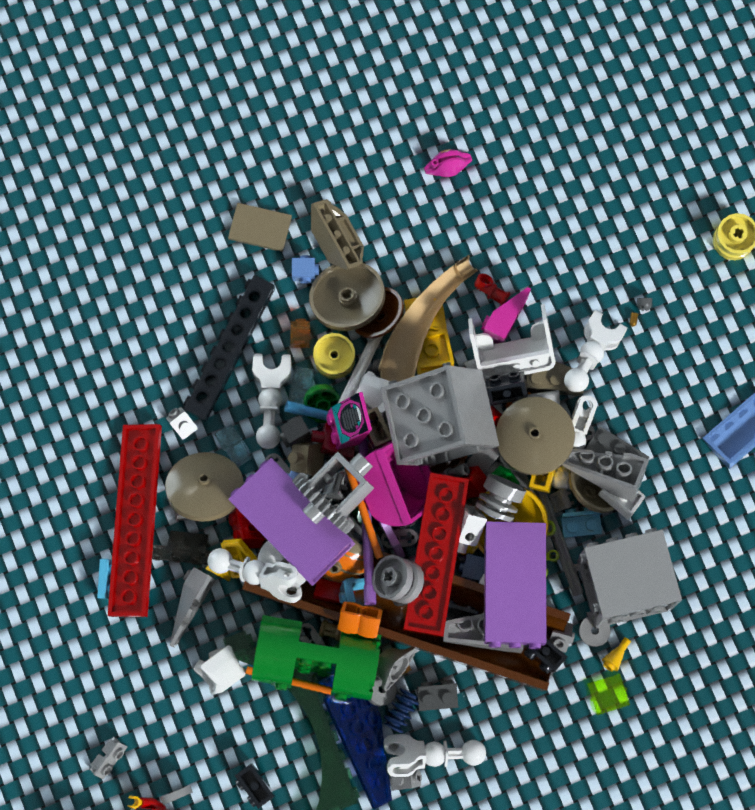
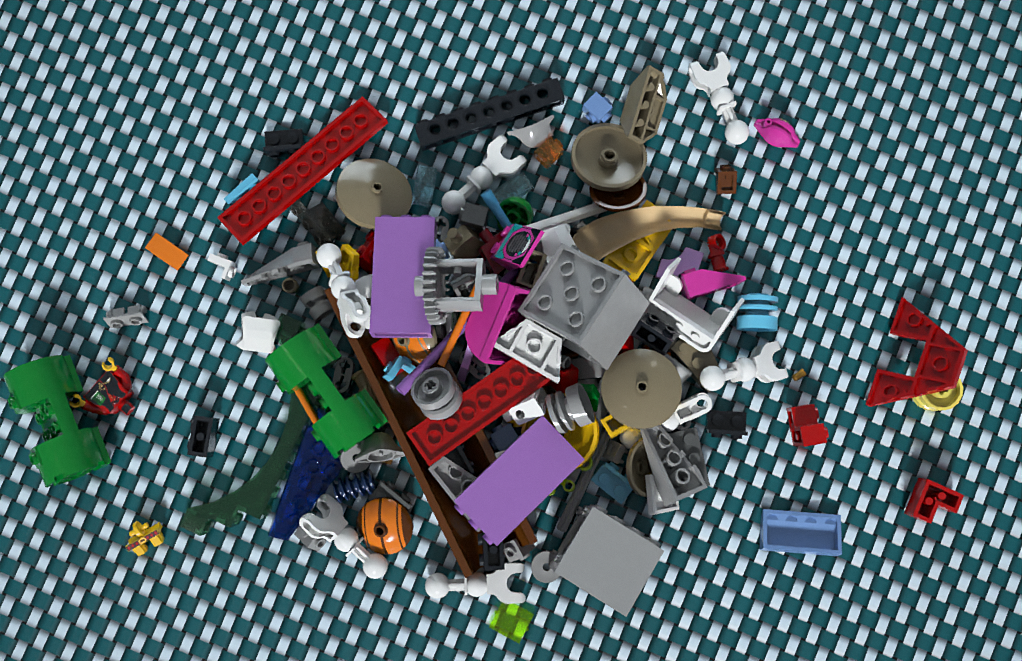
camera: 45 degrees right, 5 degrees up
(90, 680) = (166, 251): none -> orange slope
(97, 515) = (283, 142): none -> black bracket
(138, 646) = (222, 260): none -> white bracket
(176, 795) = (144, 388): light grey piece -> none
(181, 422) = (404, 134): bracket -> none
(208, 613) = (290, 285): none -> dark tan piece
(242, 606) = (317, 302): none -> light grey wheel
(260, 227) = (596, 49): dark tan tile -> none
(277, 330) = (536, 134): none -> light grey hat
(334, 367) = (547, 184): light yellow wheel -> none
(359, 619) = (381, 395): orange brick -> none
(384, 176) = (721, 97): none -> white piece
(433, 480) = (533, 348): none -> white wing
(445, 231) = (726, 179): none -> reddish brown bracket
(448, 705) = (392, 518): none -> orange dish
(478, 313) = (689, 259): none -> lavender tile
(559, 691) = (476, 585): none -> white piece
(562, 304) = (757, 313): none -> medium azure wheel
(613, 659) = (540, 600): yellow cone -> none
(617, 403) = (726, 423): none -> black bracket
(644, 303) = (818, 371): dark grey hinge -> none
(673, 351) = (805, 427): none -> red brick
(720, 221) = (938, 365): none -> red wing

